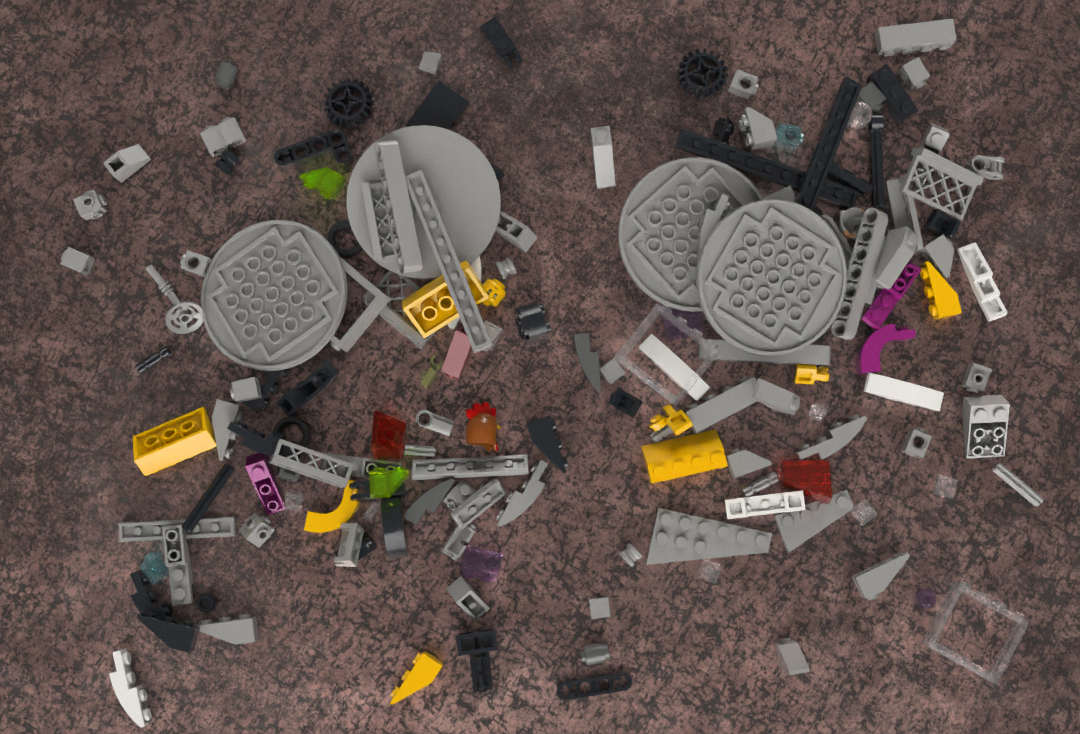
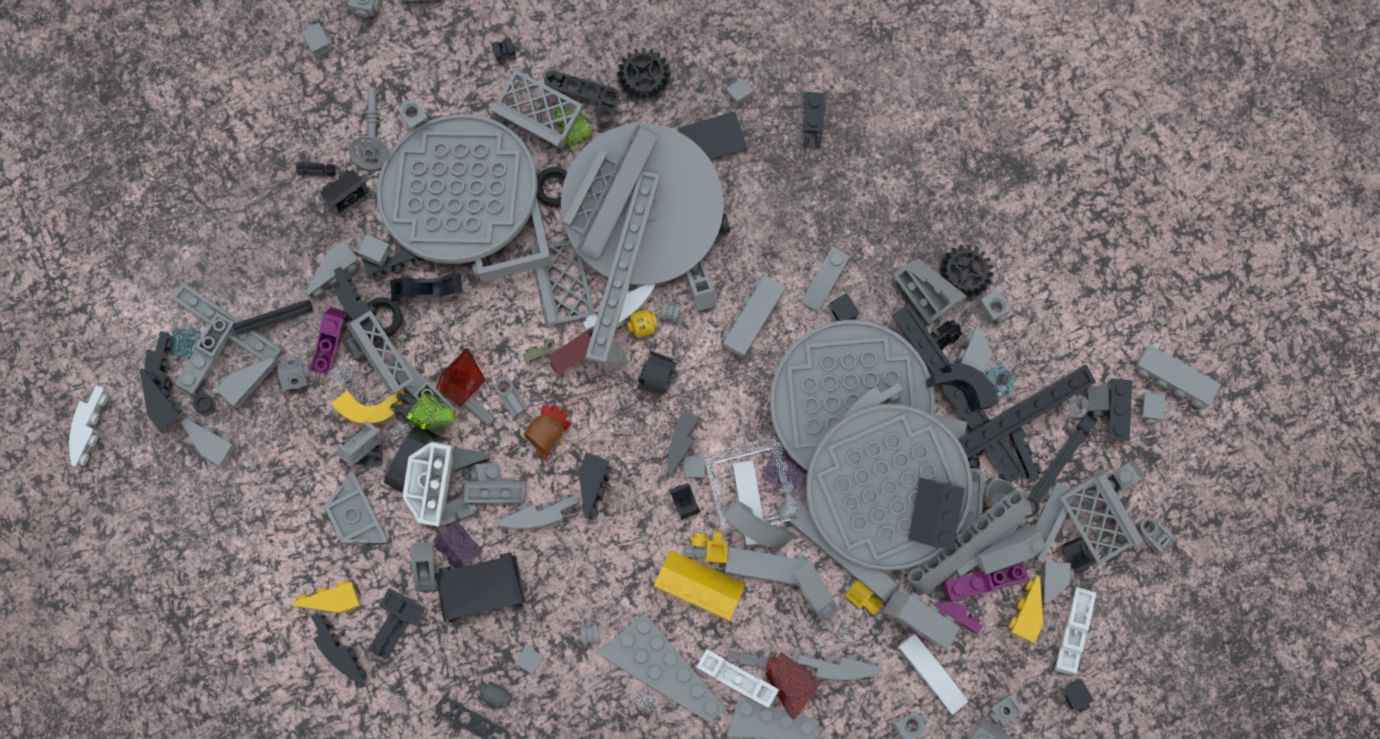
camera: 30 degrees right, 5 degrees down
(173, 441) = (280, 249): yellow slope -> none
(189, 361) = (344, 191): none -> black slope
(223, 136) = (516, 25): light grey brick -> none
(223, 567) = (240, 384): none -> light grey slope
(293, 204) = (525, 121): none -> light grey fence
(384, 599) = (353, 514): none -> light grey wing
(424, 535) = (428, 482): none -> white wedge
(433, 305) = (581, 297): yellow slope -> none
(460, 715) = (341, 658): none -> black slope
(470, 467) = (511, 457): light grey plate -> none
(523, 583) = (480, 588): none -> black windscreen
(571, 225) = (753, 317): none -> light grey brick
(634, 169) = (843, 308): none -> black brick
(686, 108) = (928, 290): none -> light grey wedge
(695, 384) = (755, 528): none -> light grey slope
(744, 462) = (748, 629): light grey slope -> none
(772, 152) = (971, 381): none -> black arch
(823, 271) = (936, 513): none -> black slope
(869, 357) = (922, 618): none -> light grey wedge
(1019, 328) = (1077, 696): none -> black brick

